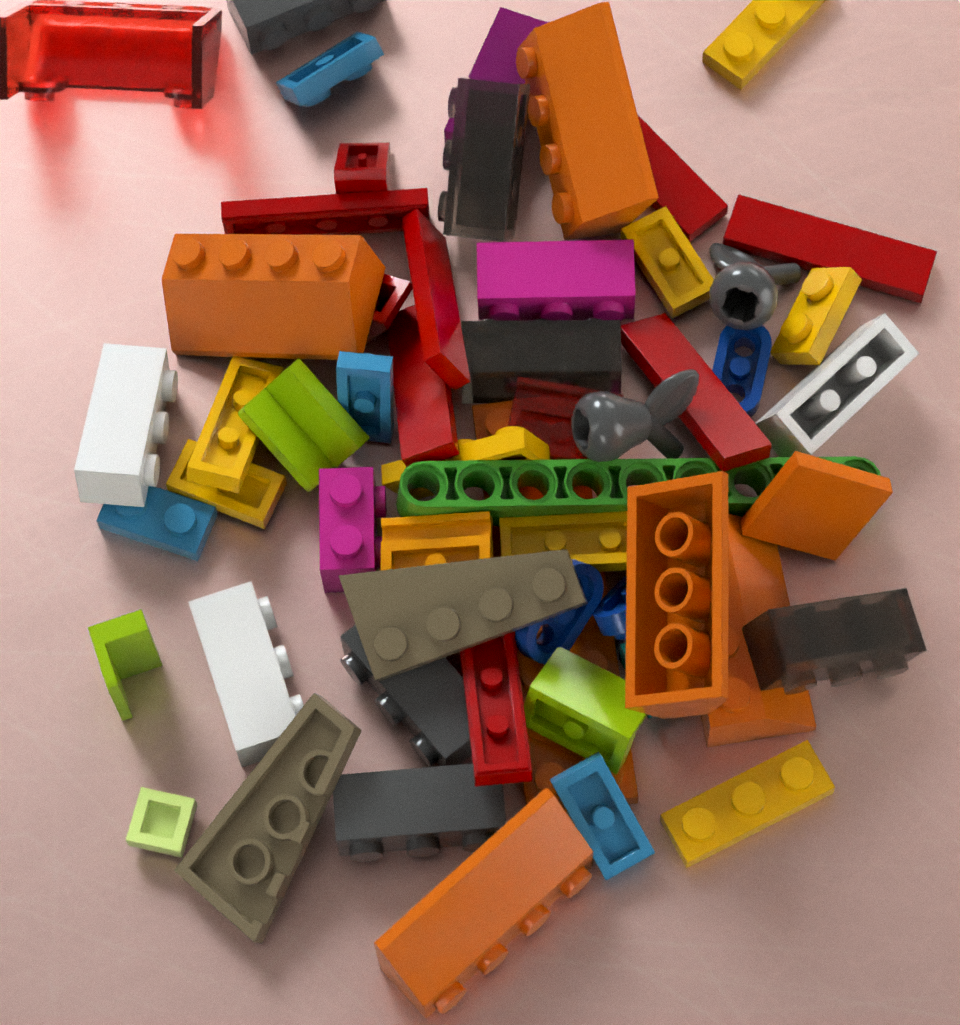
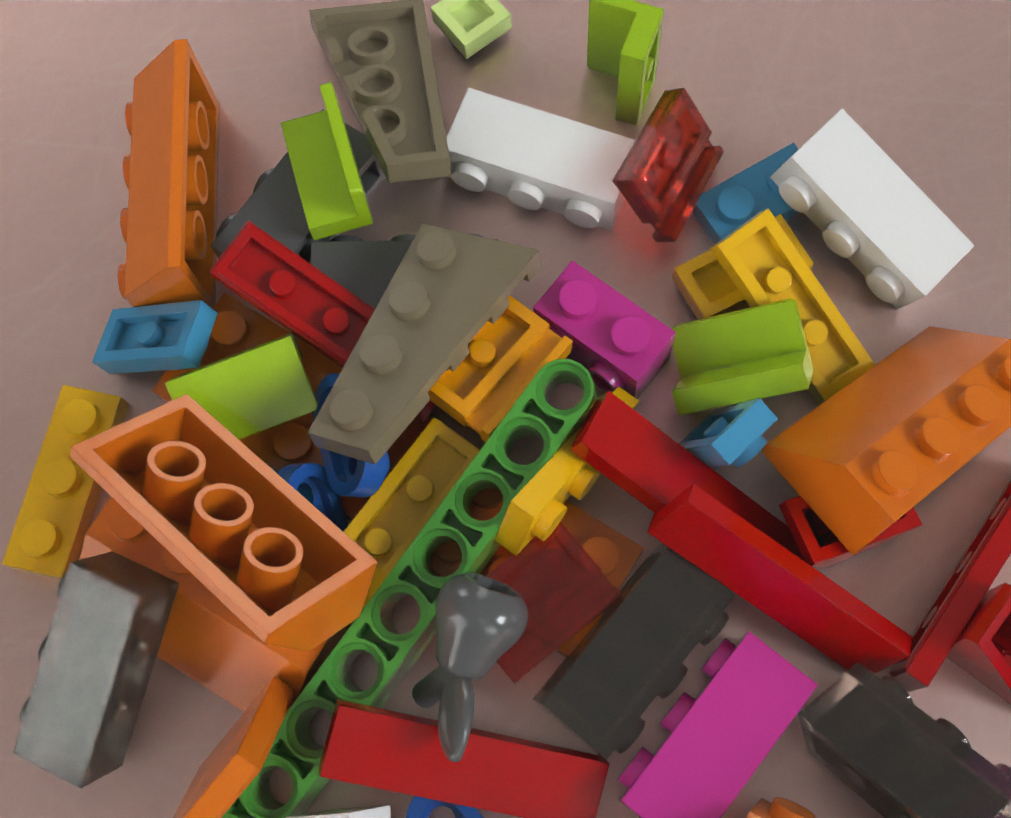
camera: 135 degrees right, 5 degrees up
(205, 567) = (668, 165): none -> clear red plate
(383, 780) = (326, 170): none -> lime panel

